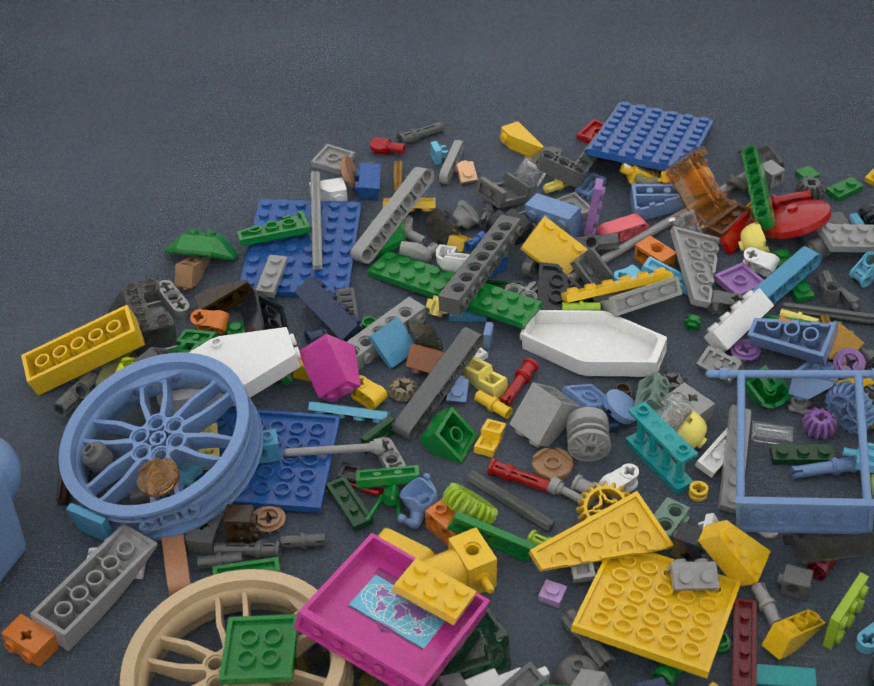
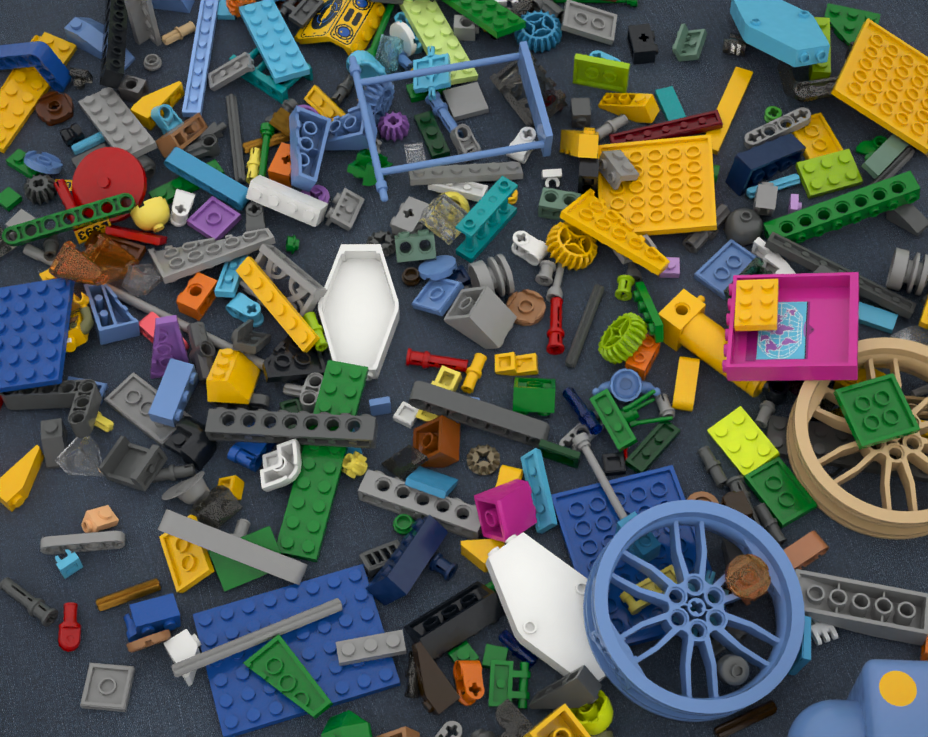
camera: 110 degrees left, 15 degrees up
(313, 568) = (743, 441): none -> neon yellow plate
(379, 525) = (664, 406): none -> light grey pin
(402, 457) = (584, 414): none -> clear blue pin
(418, 251) = (272, 511): light grey arm -> none
(531, 642) = (720, 268): none -> medium blue tile
(777, 467) = (467, 142): none -> light grey piece
(838, 191) = (43, 162): none -> medium blue tile
(841, 486) = (465, 101): none -> light grey tile
(846, 274) = (181, 134): none -> medium nougat slope

